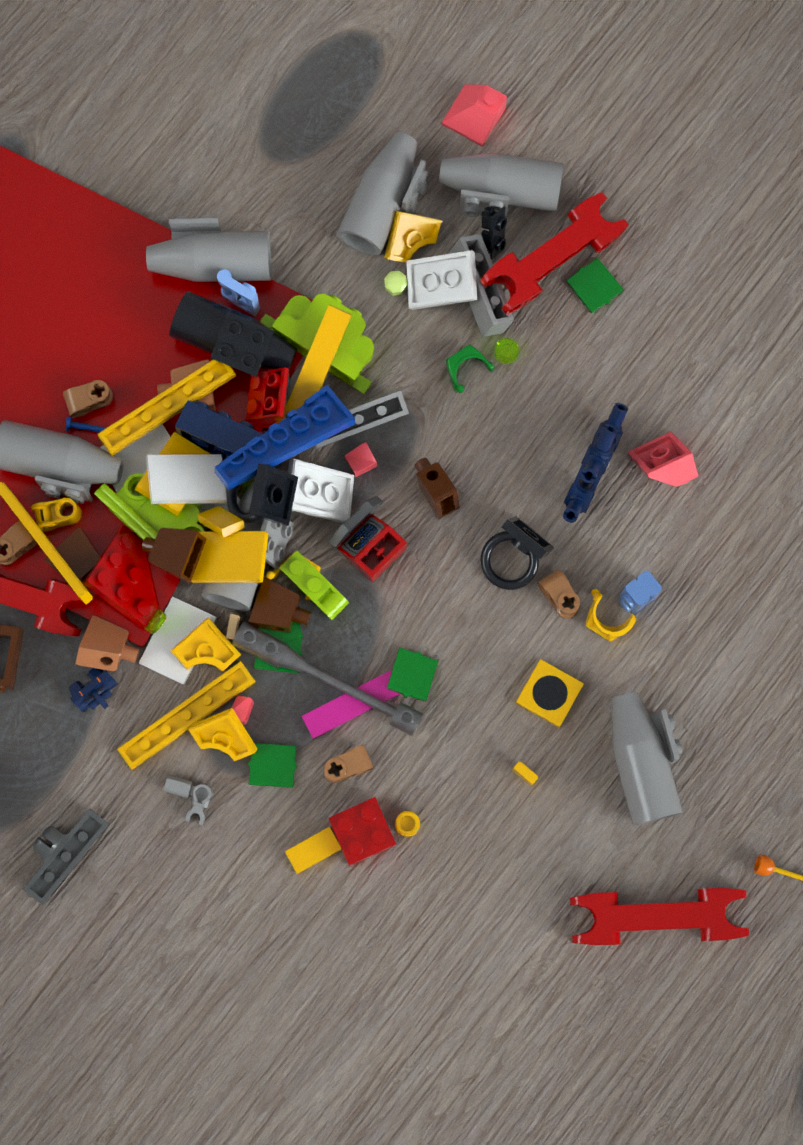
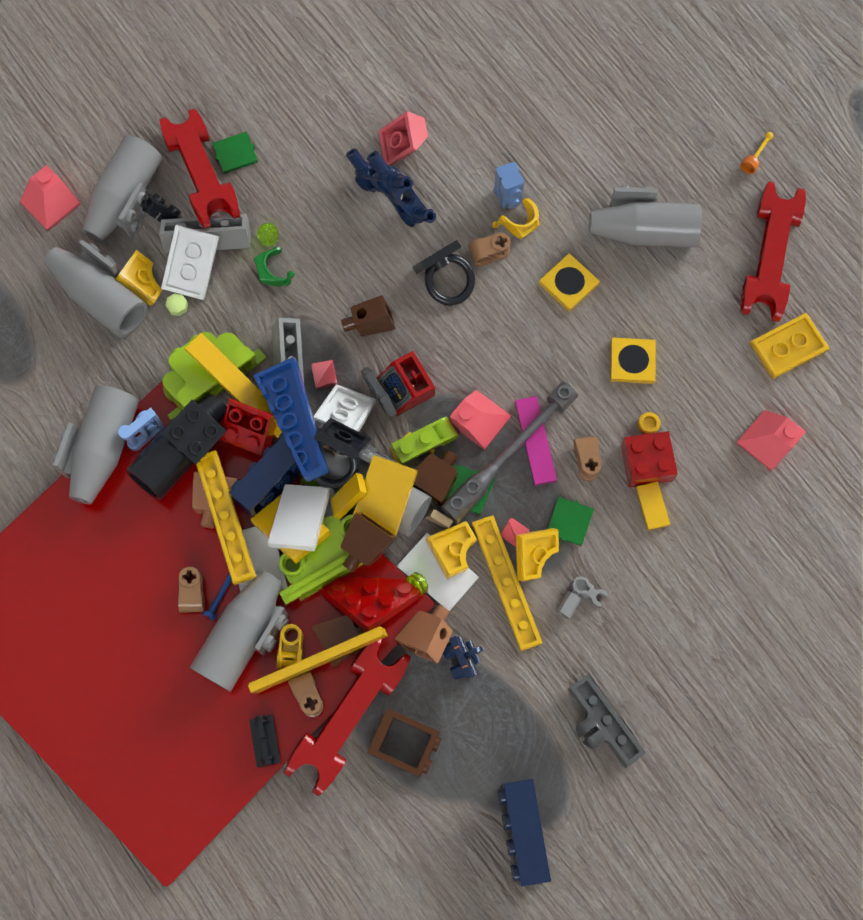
camera: 75 degrees left, 5 degrees down
(359, 637) = (479, 419): none -> coral slope
(412, 674) = (524, 384): green piece -> none
(427, 962) = (770, 438): none -> coral slope
(476, 788) = (633, 360): none -> yellow tile
(525, 773) = (632, 317): yellow tile -> none
(548, 962) = (789, 345): none -> yellow tile

